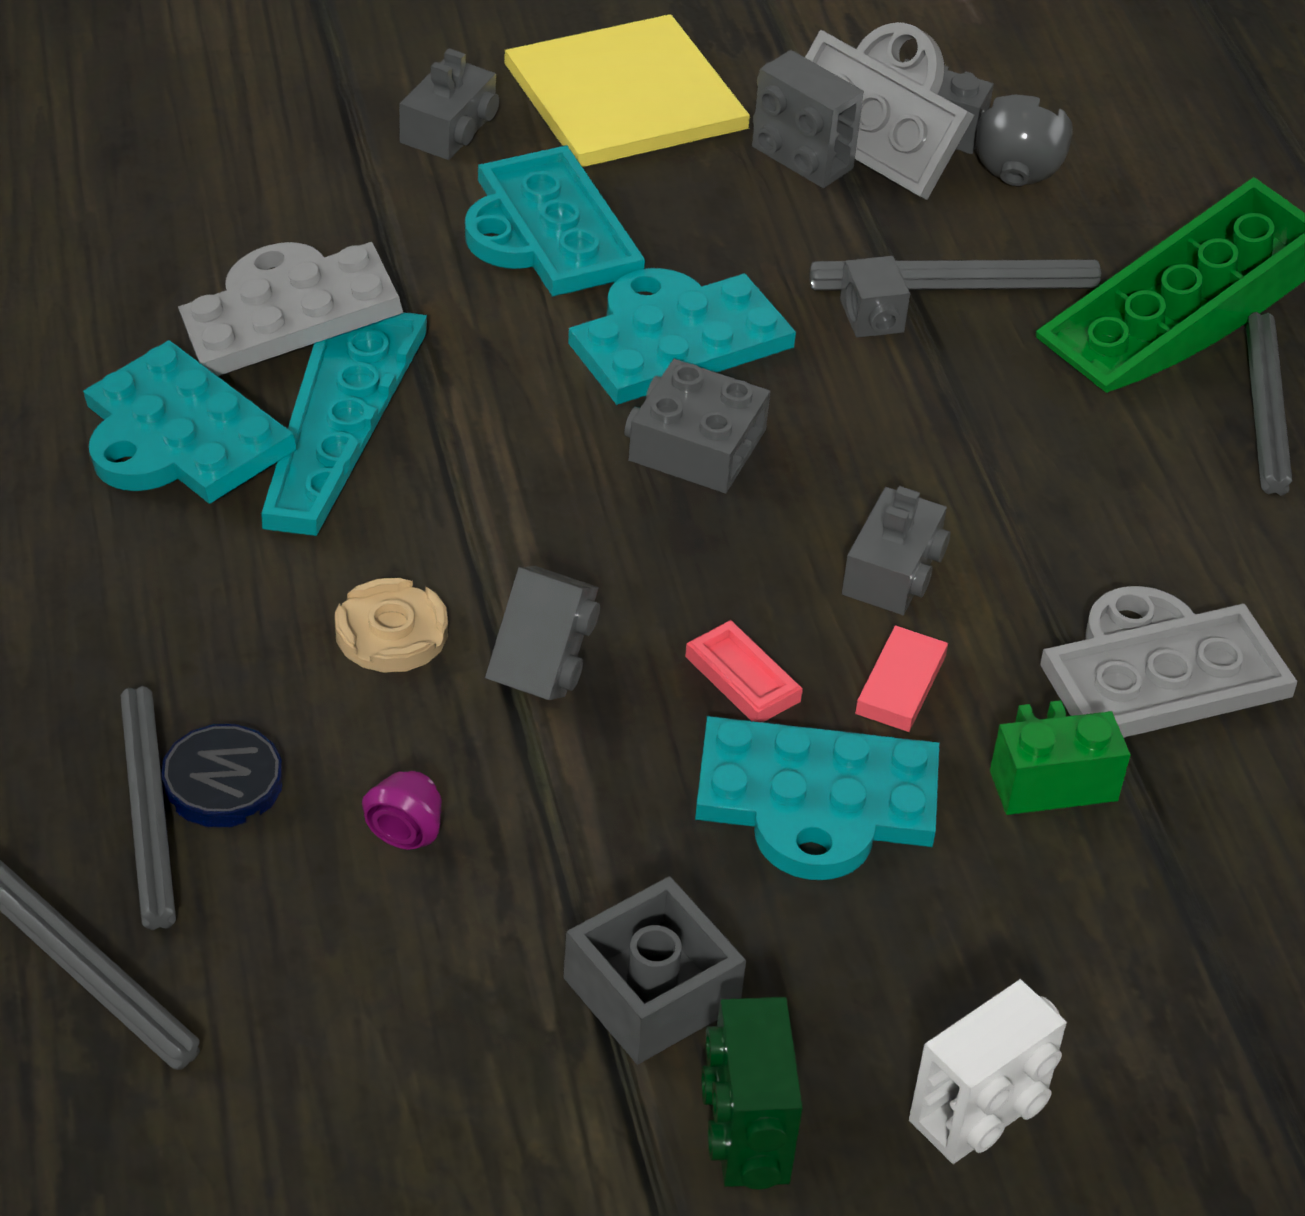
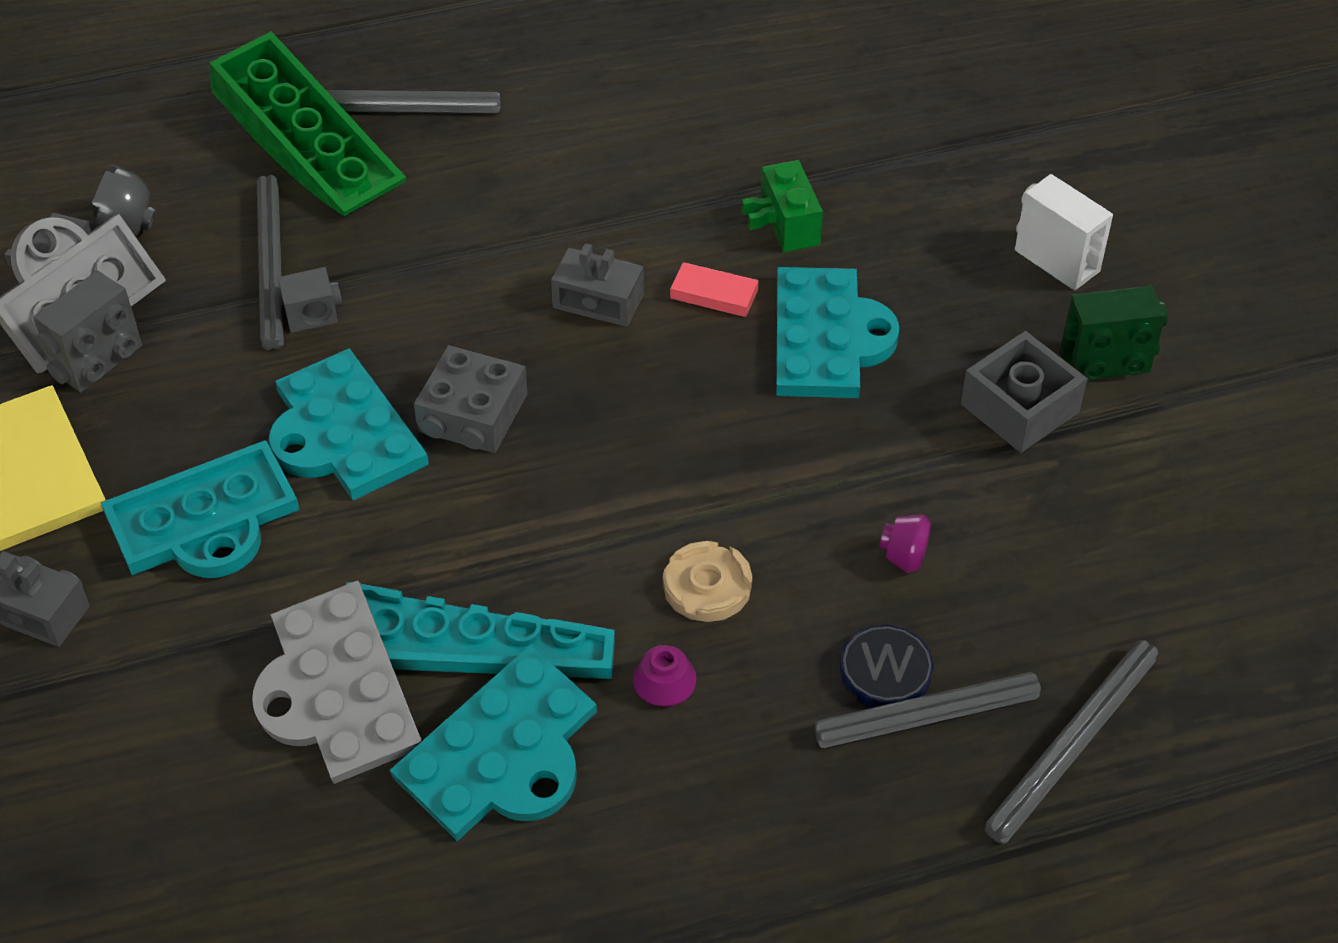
camera: 90 degrees left, 5 degrees up
(251, 567) = (664, 676): none -> magenta cone
(543, 633) = (737, 461): dark grey brick -> none
(743, 672) = (721, 373): coral tile -> none
(1166, 664) = (684, 161): light grey plate -> none

